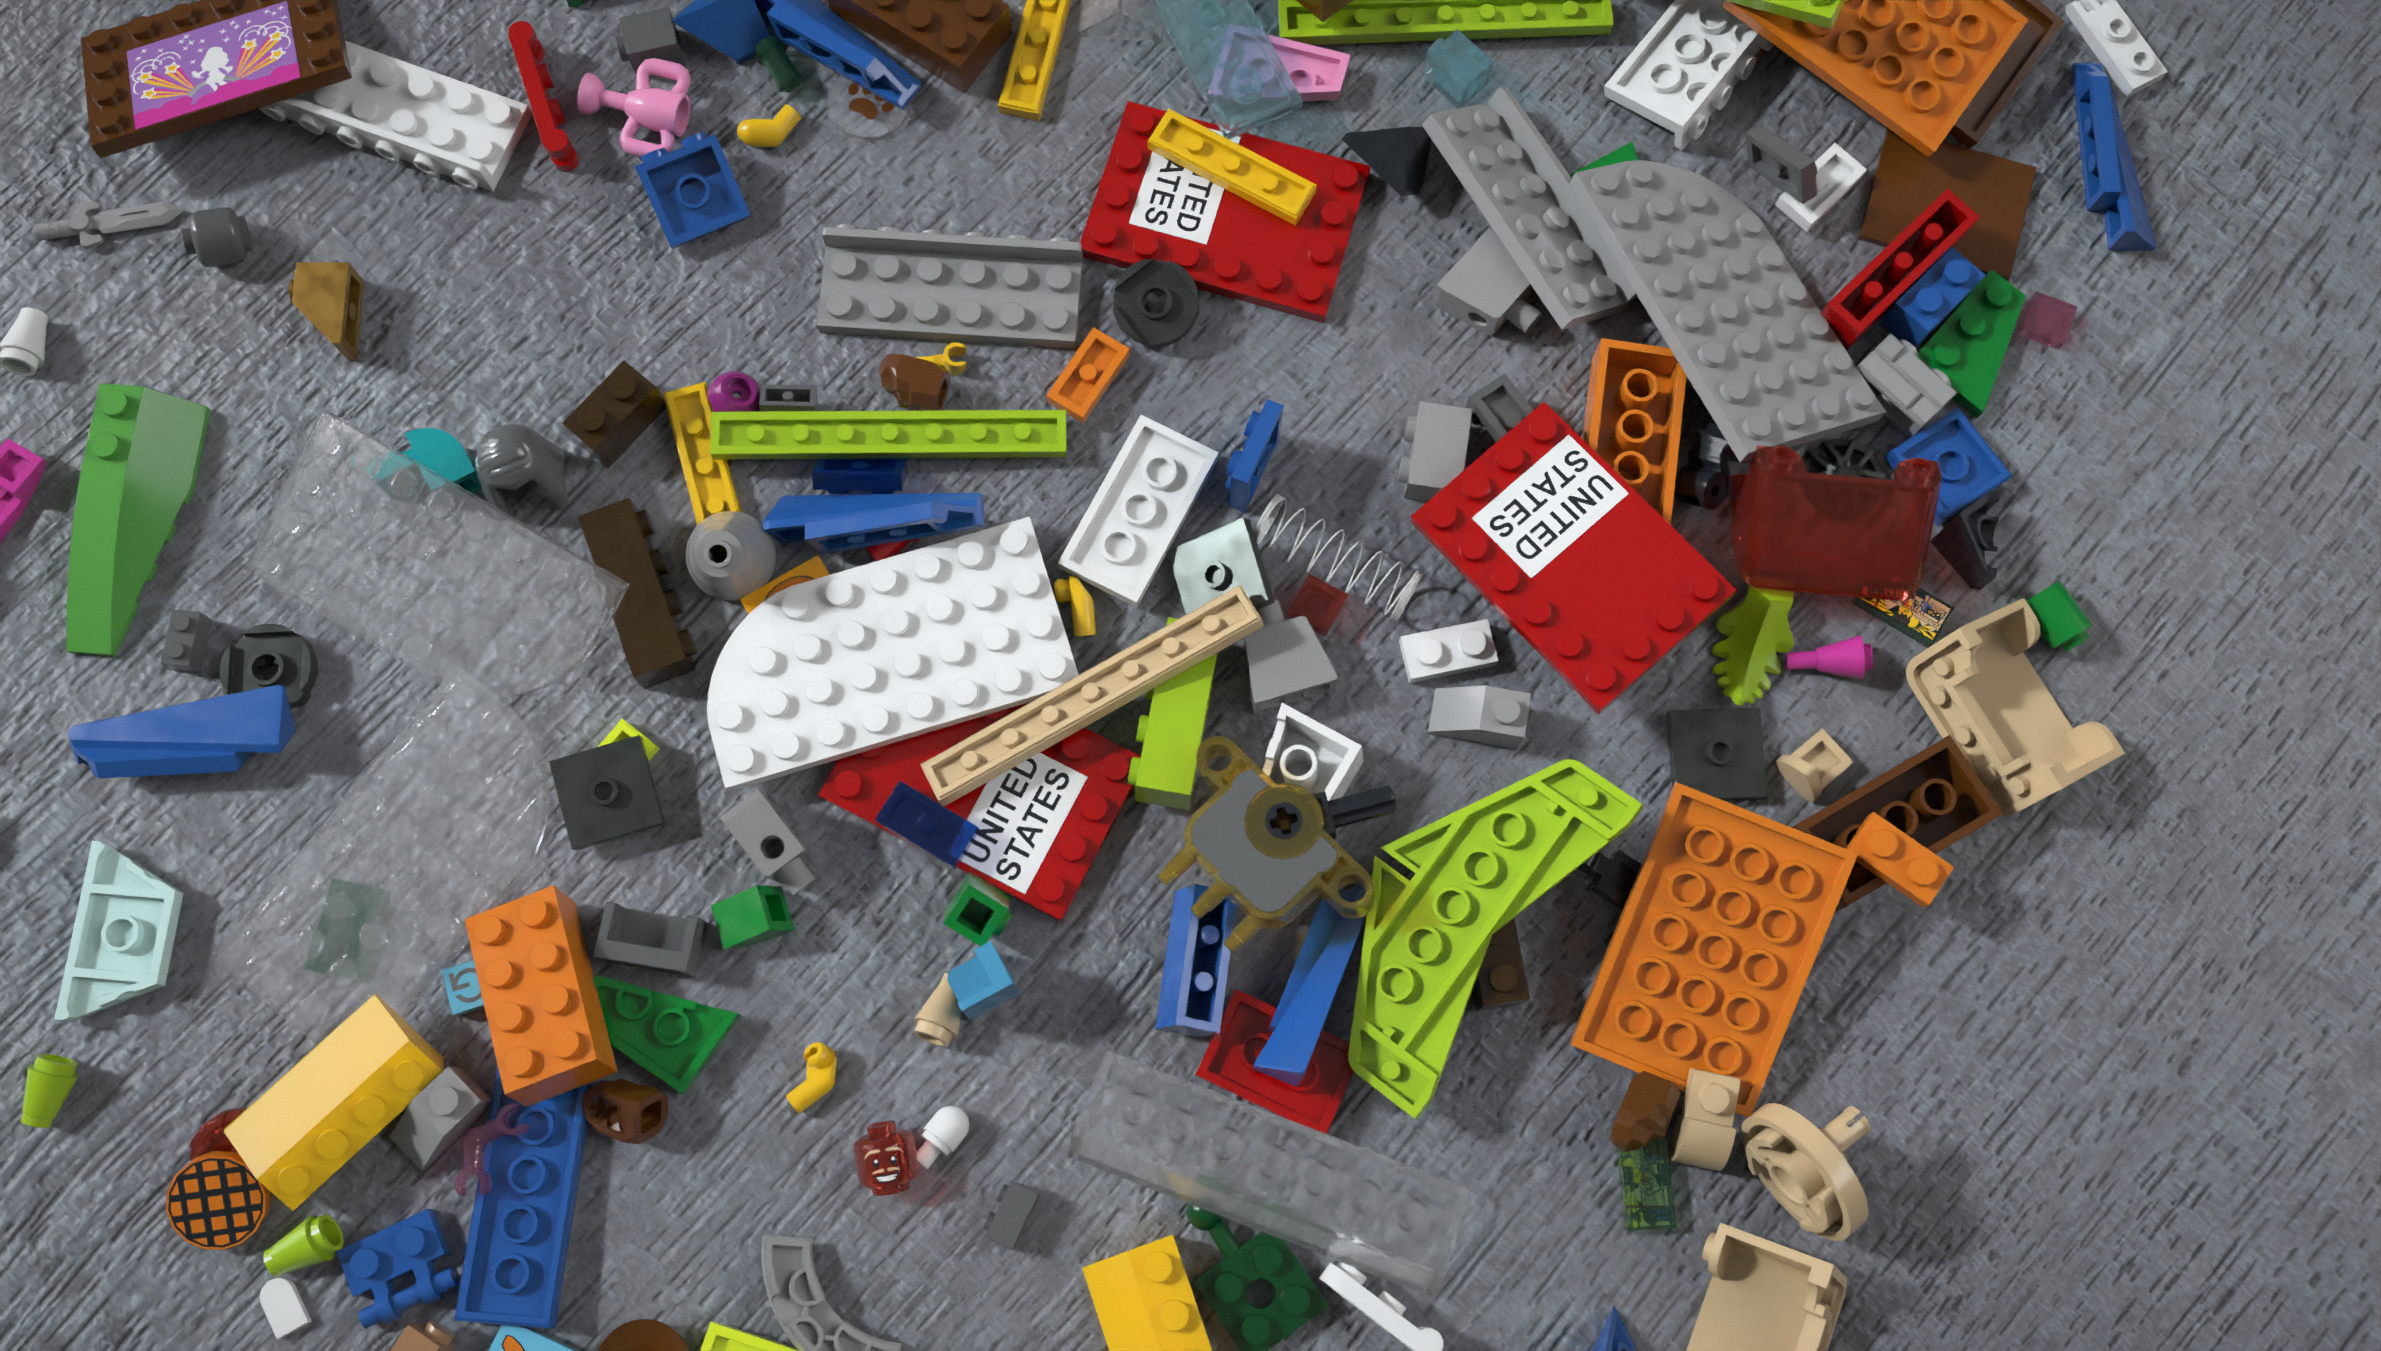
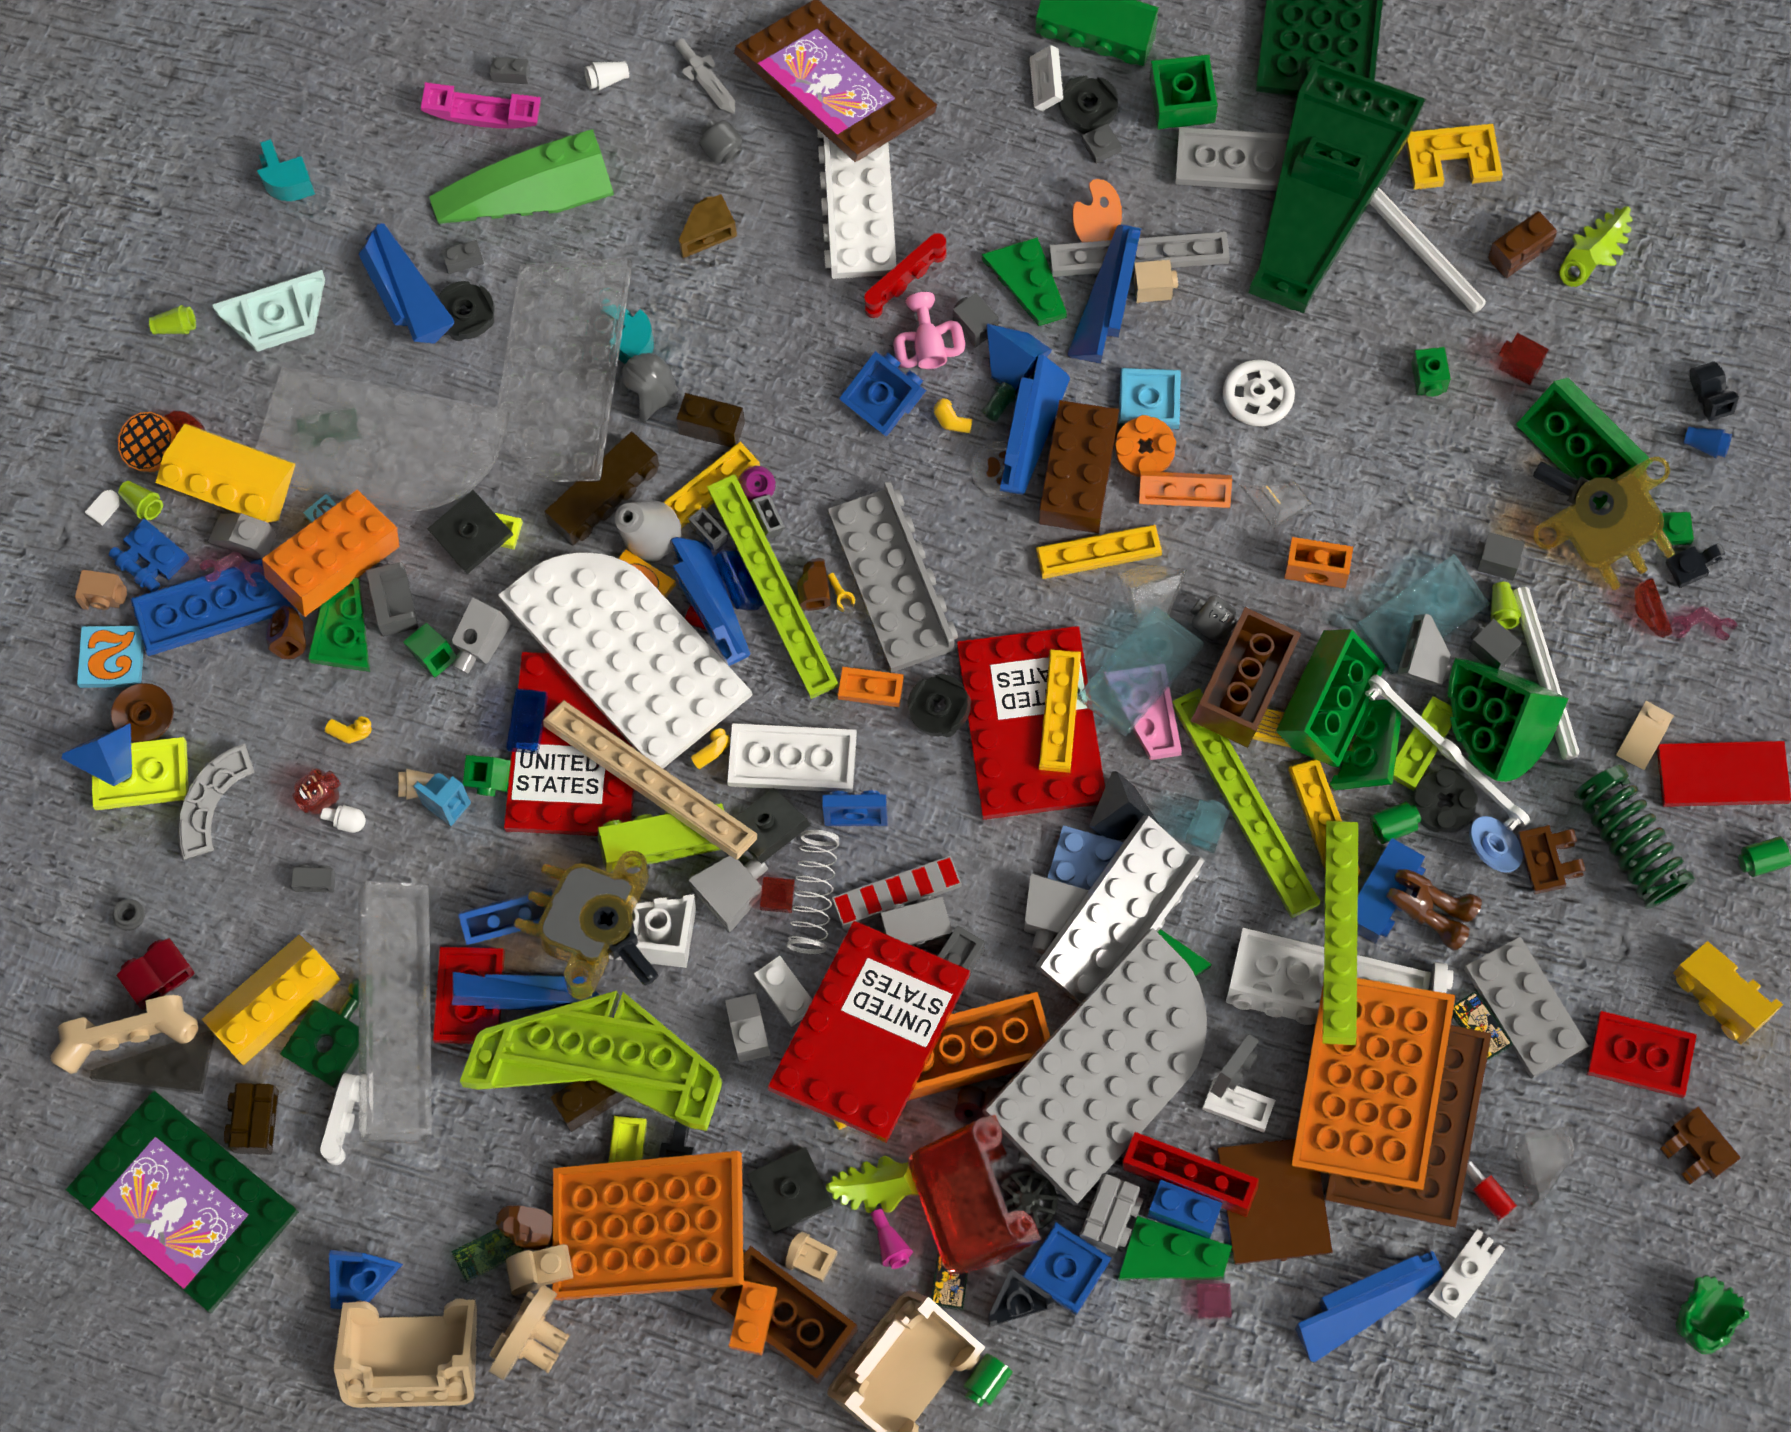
camera: 70 degrees right, 5 degrees down
(767, 482) = (708, 529): none -> dark grey piece
(1376, 461) = (902, 888): none -> tile
(1435, 227) = (1081, 857): none -> medium blue plate
(1571, 936) = (627, 1139): none -> neon yellow tile

